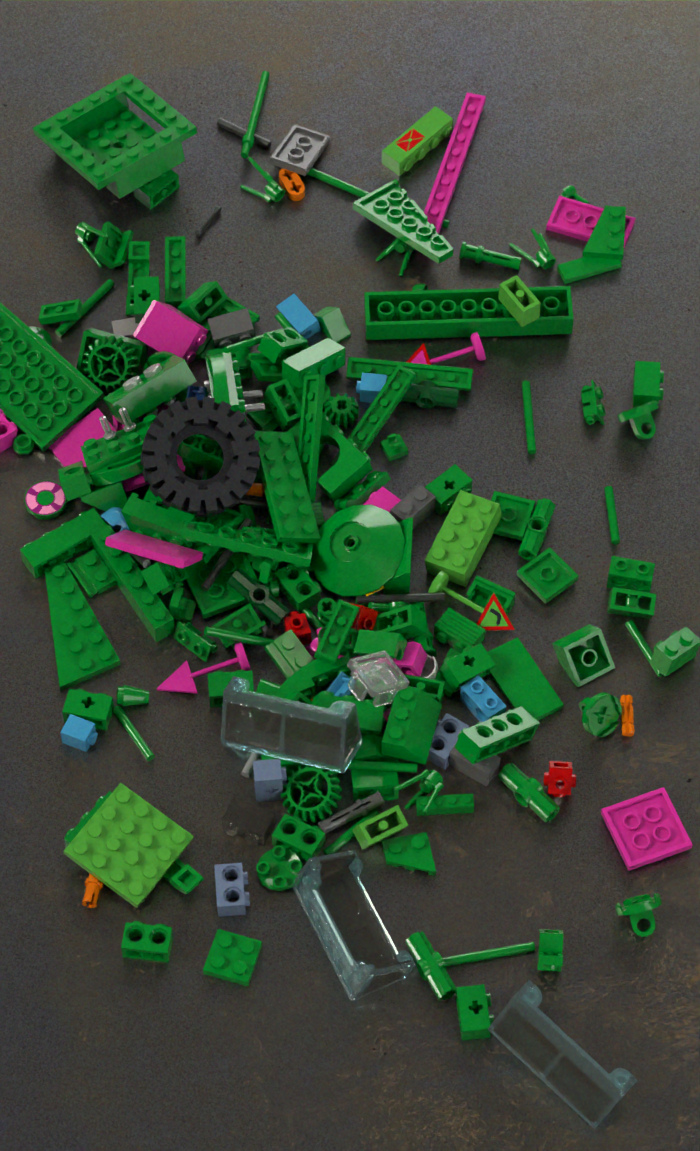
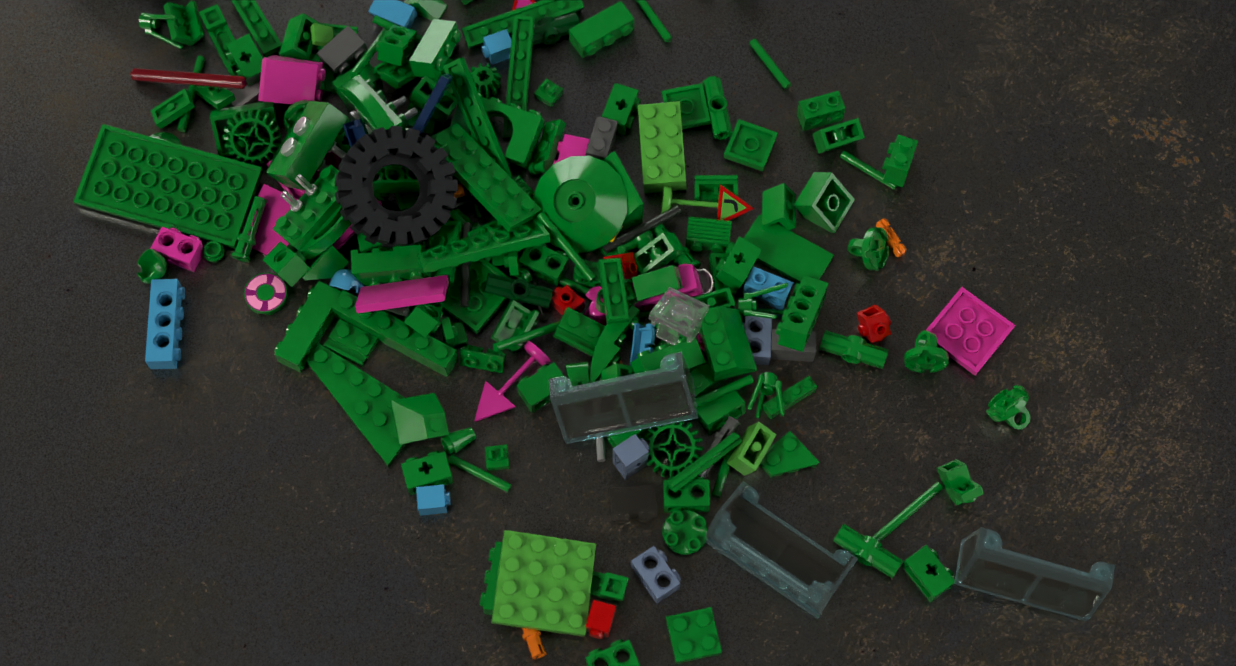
camera: 30 degrees left, 10 degrees up
(56, 446) = (249, 240): none -> green pin
(88, 292) = (188, 78): none -> dark red axle
(103, 316) = (216, 96): none -> green plate
(107, 660) = (419, 418): none -> green slope
(156, 727) = (497, 457): none -> green tile
(159, 900) = (600, 619): none -> red brick
(222, 306) = (321, 34): none -> bright green tile
(274, 402) = (432, 102): none -> dark blue tile
(322, 580) = (582, 266): none -> green bar
(329, 816) = (704, 462): none -> green axle
(455, 708) = (749, 307): none -> green plant
(474, 415) = (601, 29): none -> green brick
(539, 639) = (779, 206): none -> green panel
(589, 827) = (926, 355): none -> green tile

